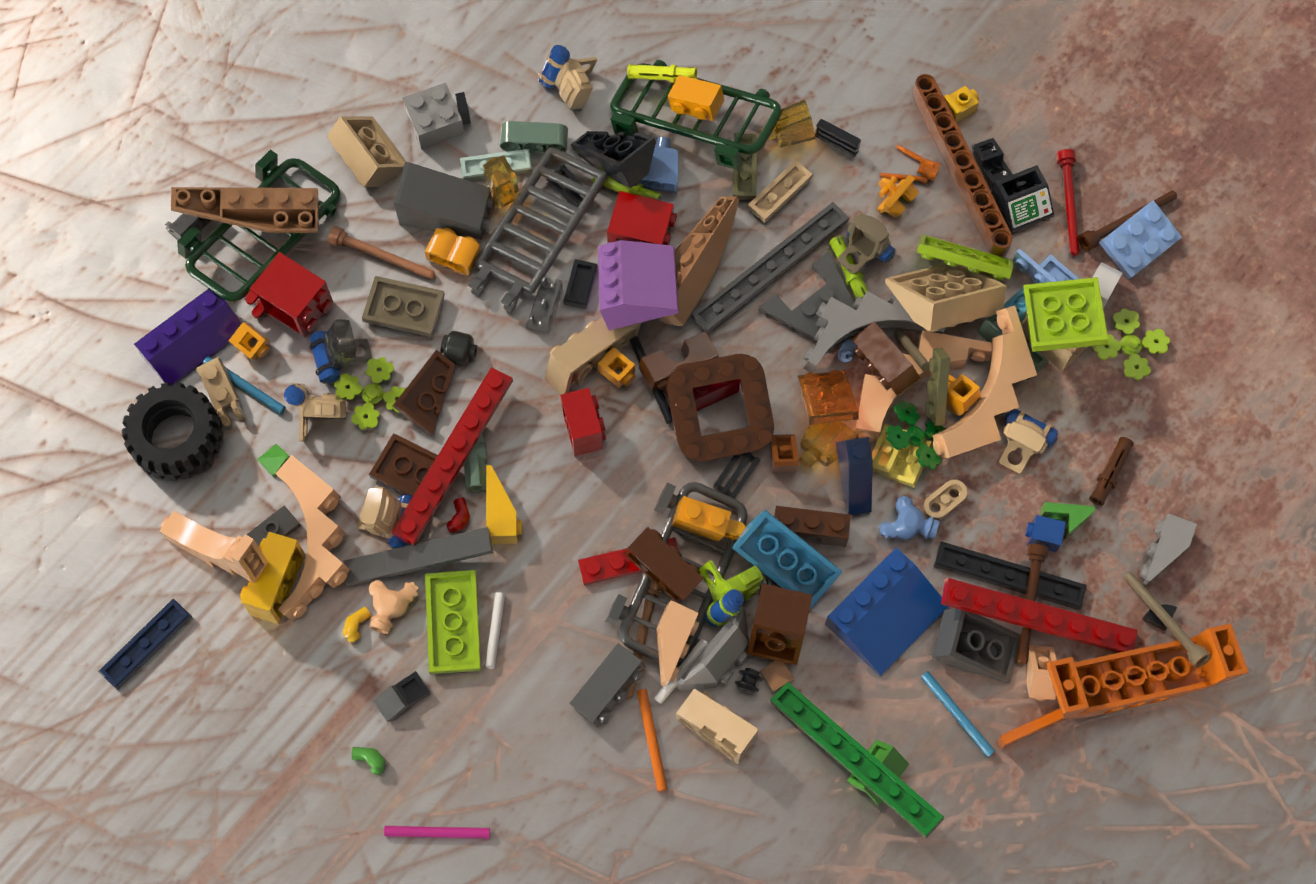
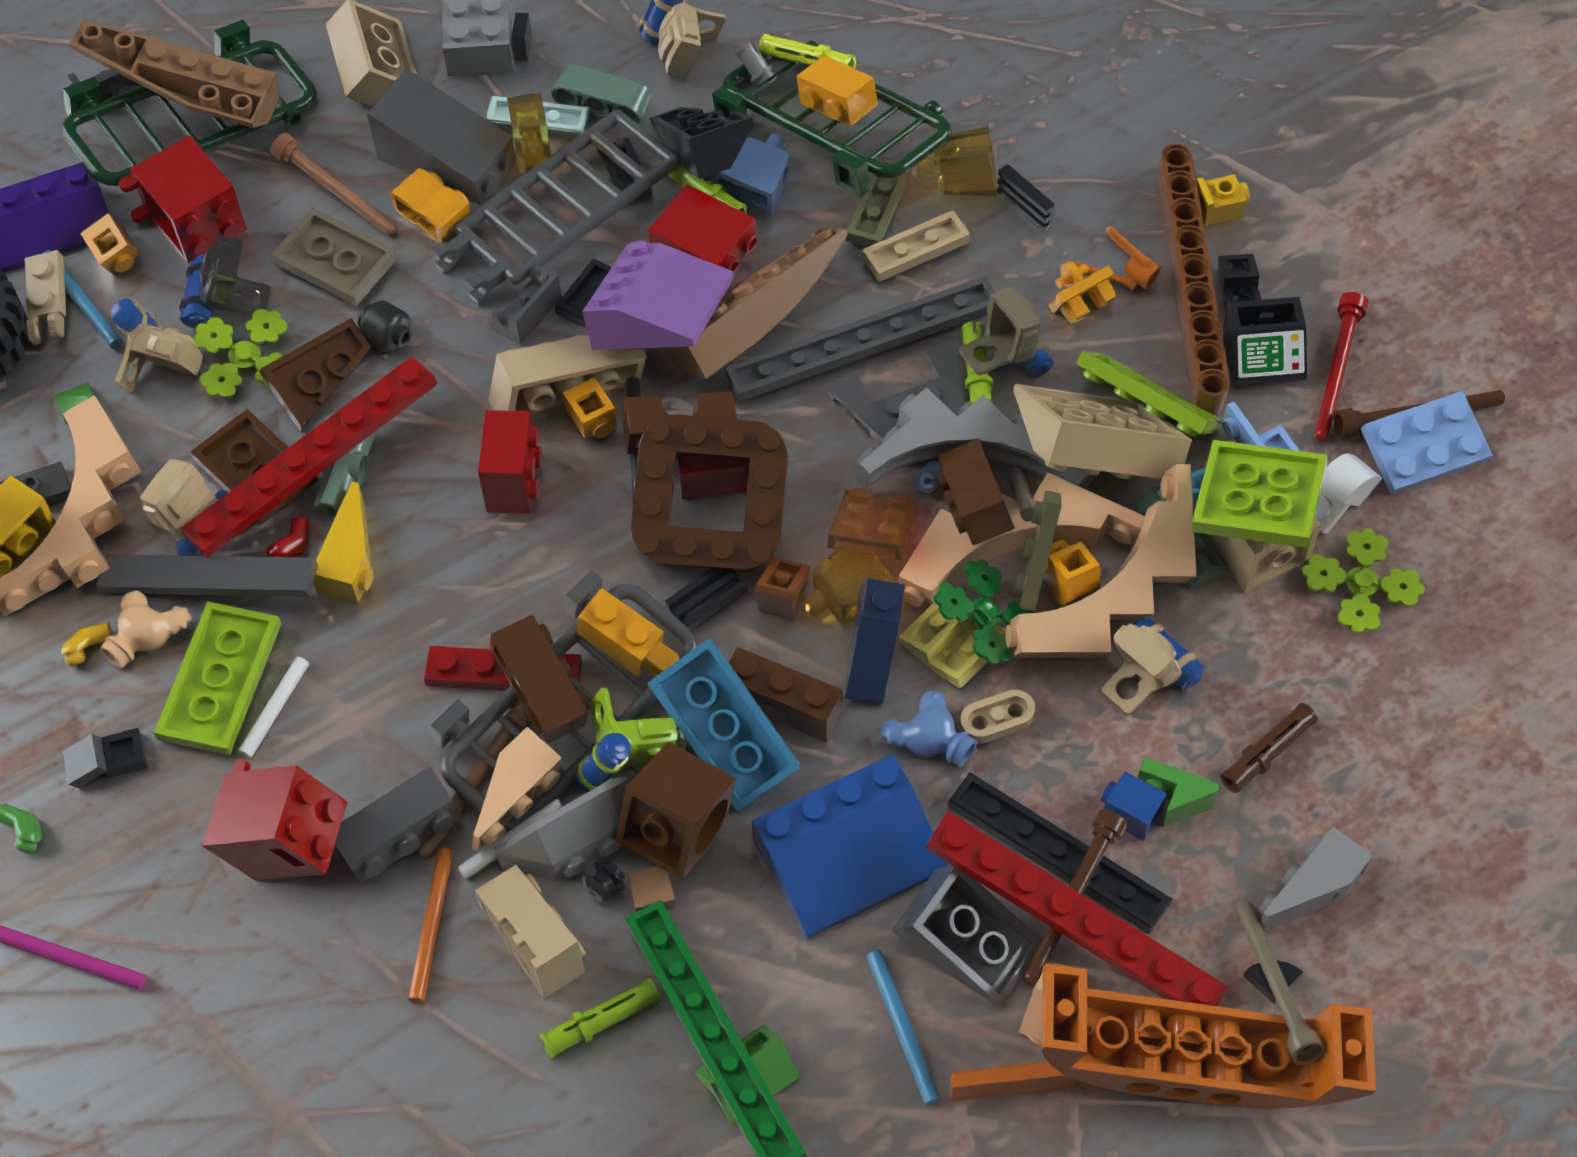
camera: 20 degrees right, 10 degrees down
(537, 709) = (274, 822): none -> red container
(628, 87) = (754, 63): none -> light grey pin
(777, 768) = (599, 1018): none -> lime pin

